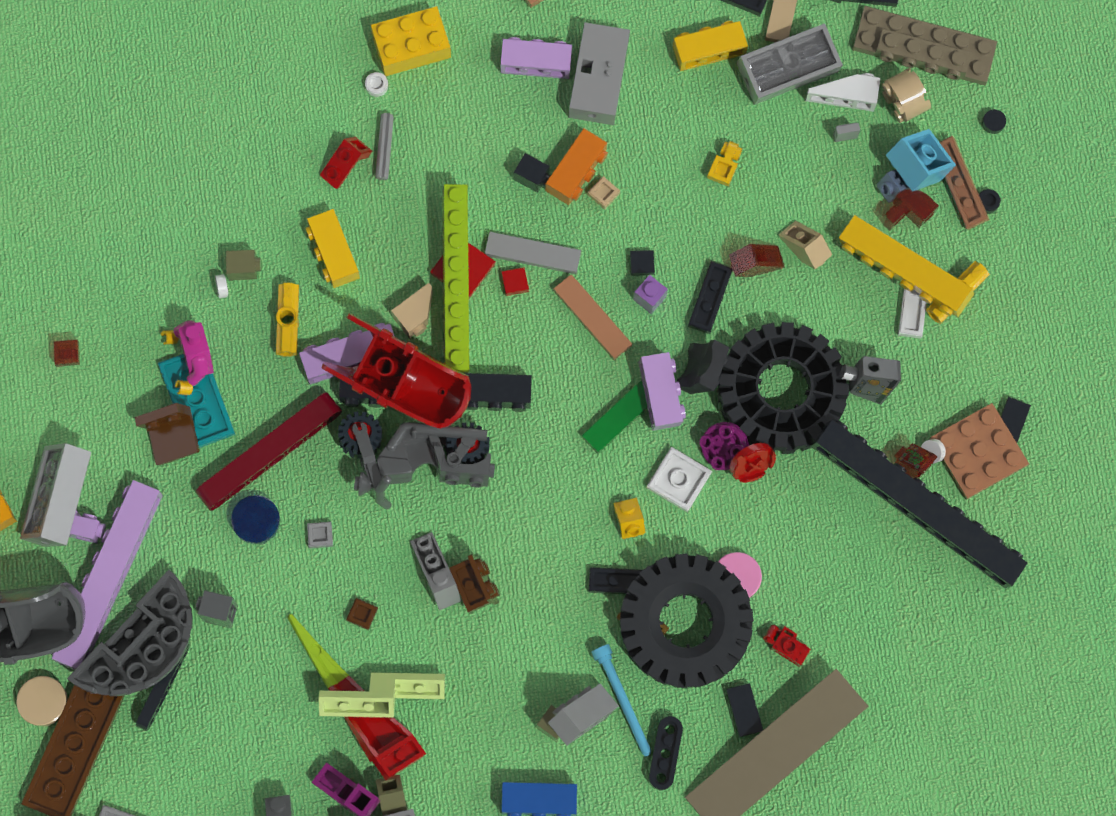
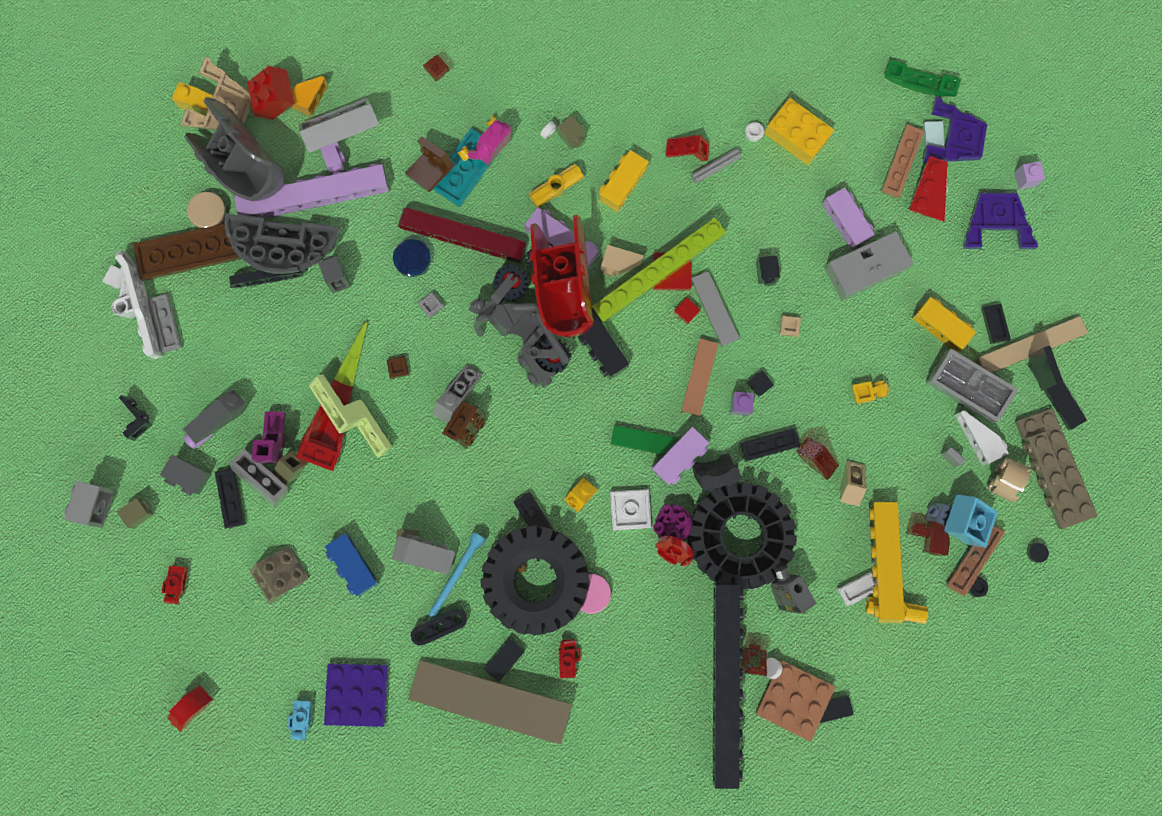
camera: 55 degrees right, 5 degrees up
(577, 167) = (794, 296): orange brick -> none

